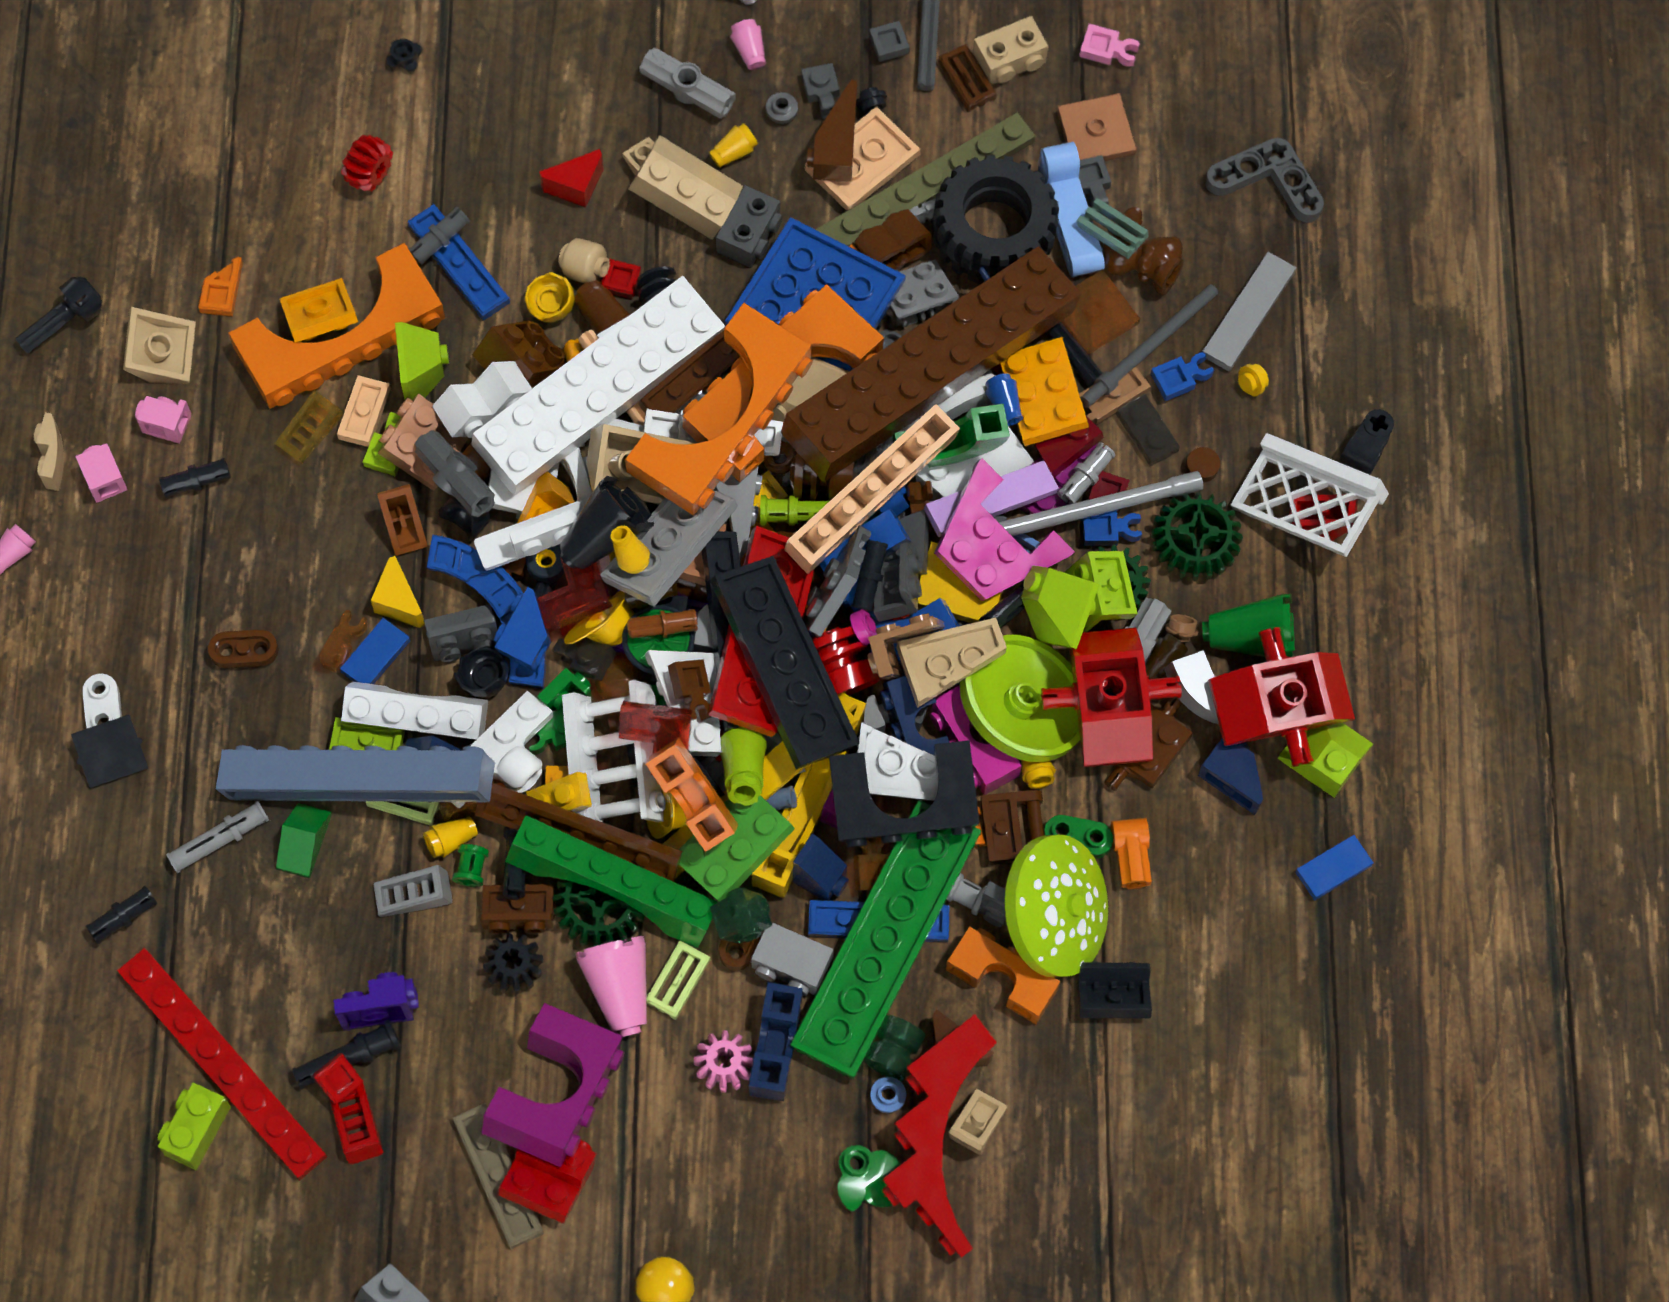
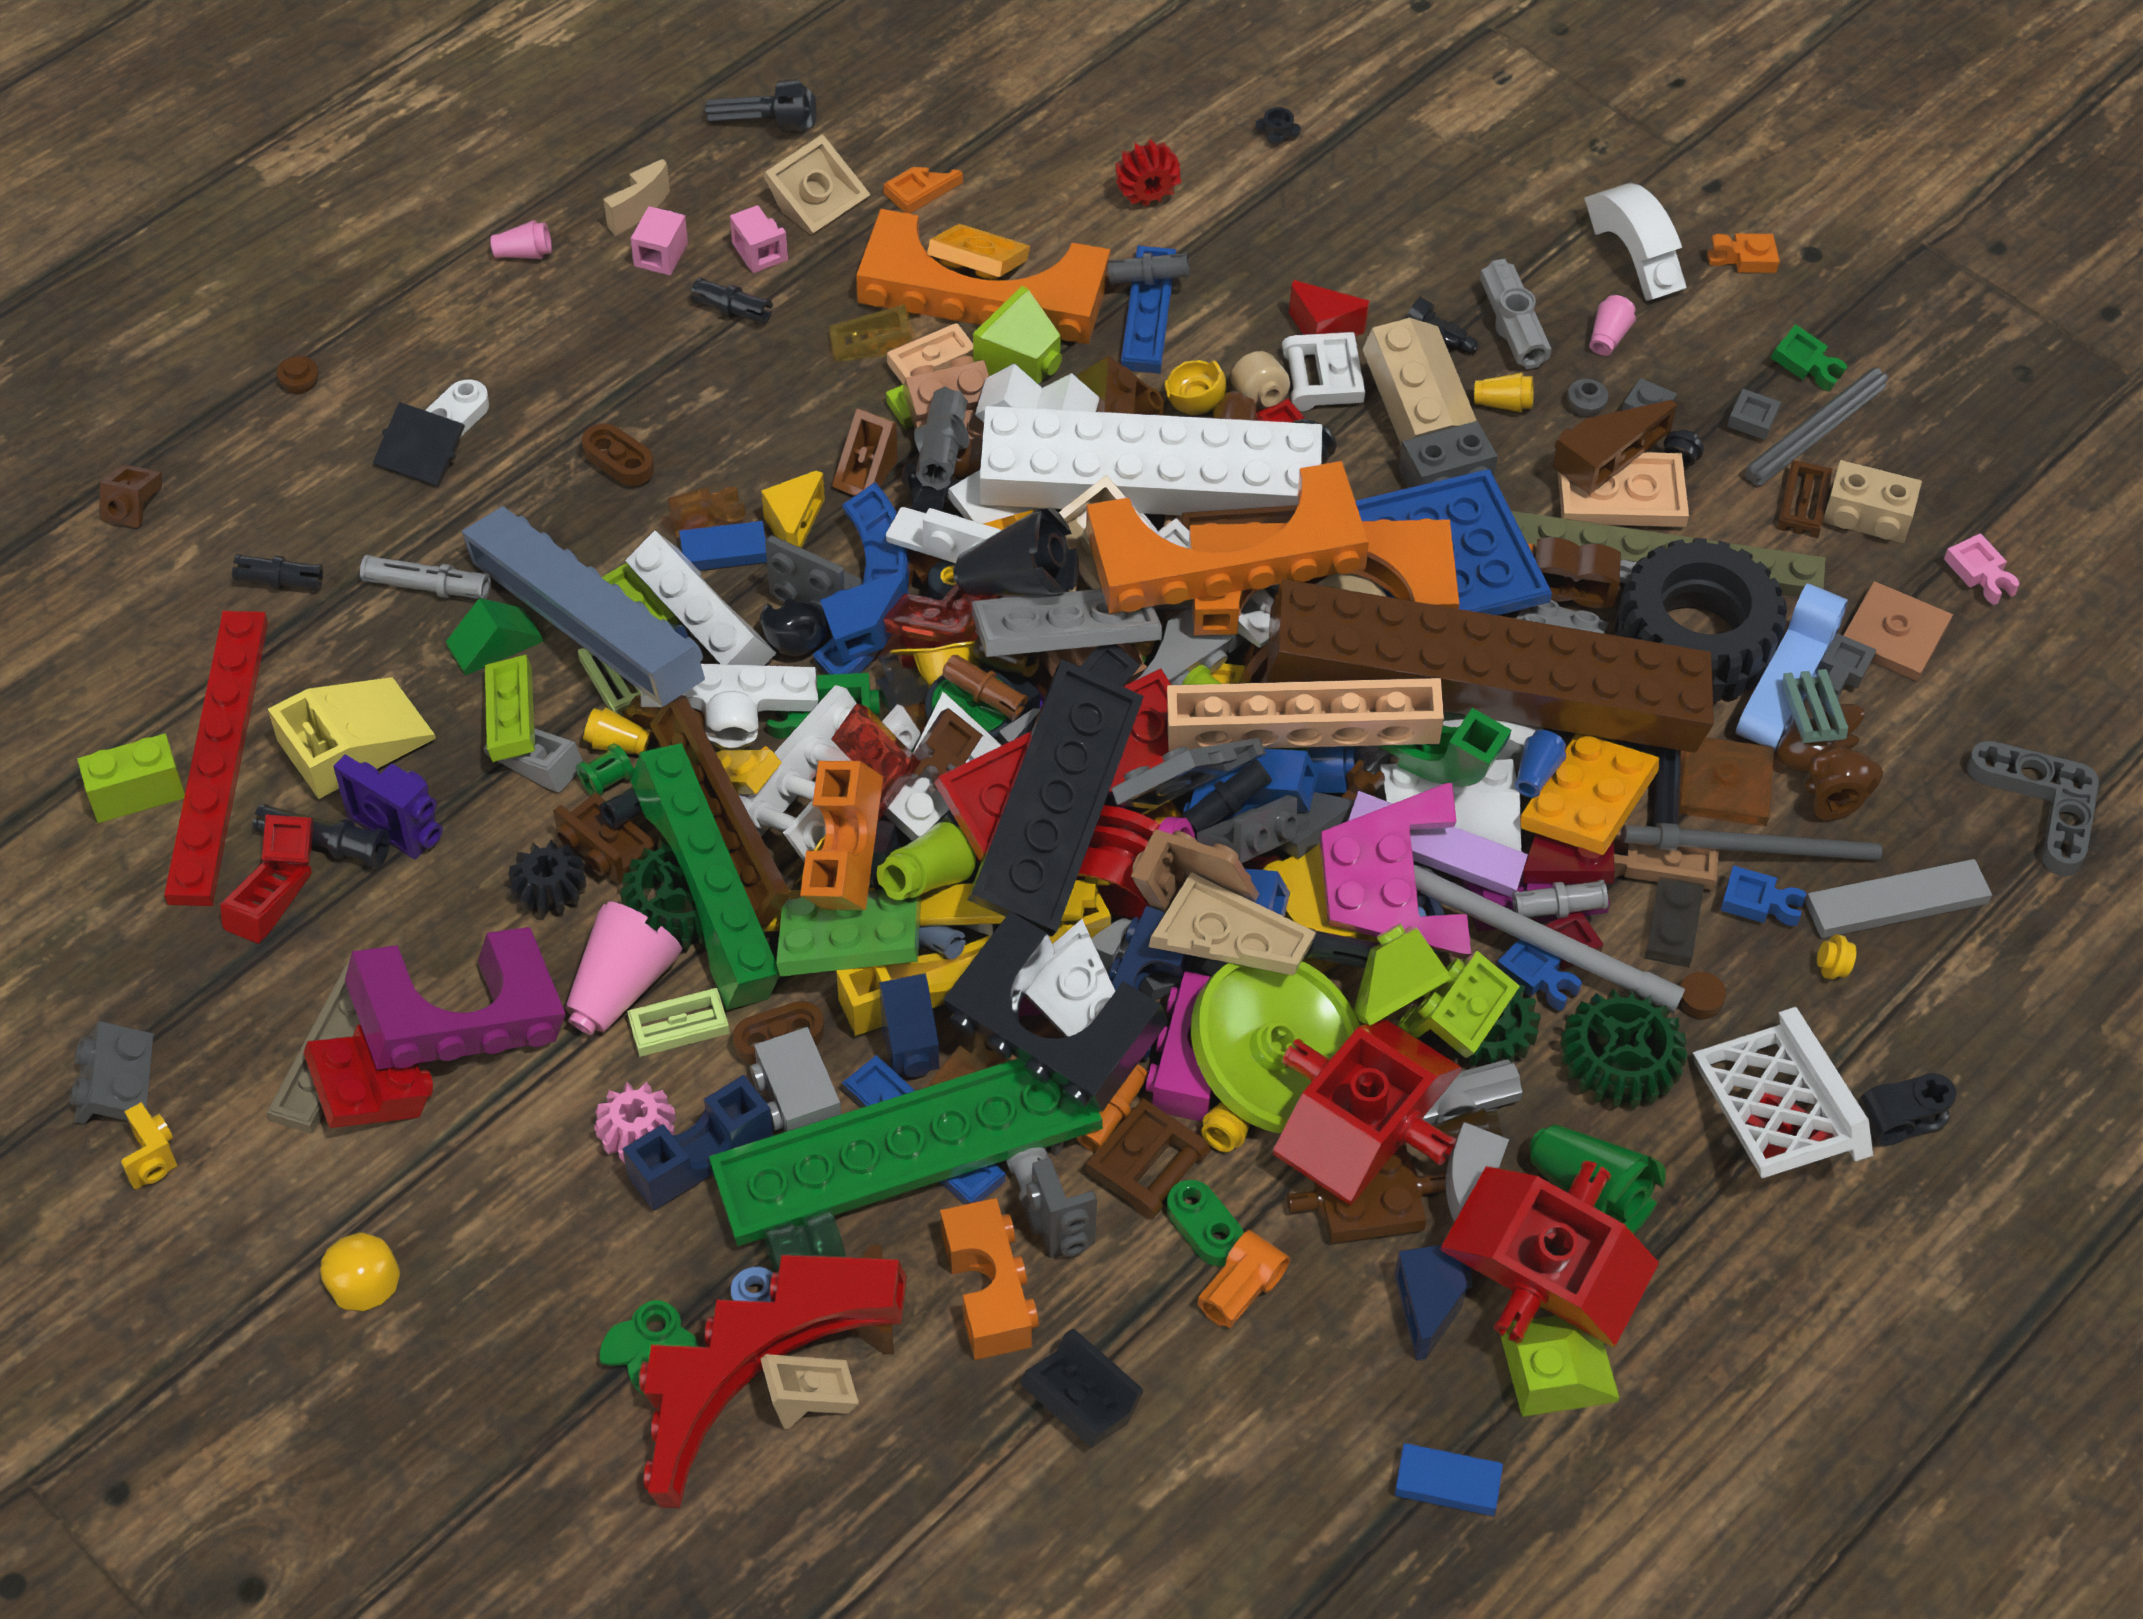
camera: 45 degrees right, 15 degrees down
(291, 977) = (359, 719): none -> light yellow slope
(373, 877) = (509, 708): none -> lime plate
(618, 212) = (1336, 366): none -> white plate
(629, 550) = (1012, 588): yellow cone -> none
(633, 130) = (1451, 333): none -> black piece
(741, 916) = (784, 996): clear green brick -> none
(1056, 905) = (1098, 1244): lime dish -> none
(1182, 627) = (1519, 1119): medium nougat plate -> none

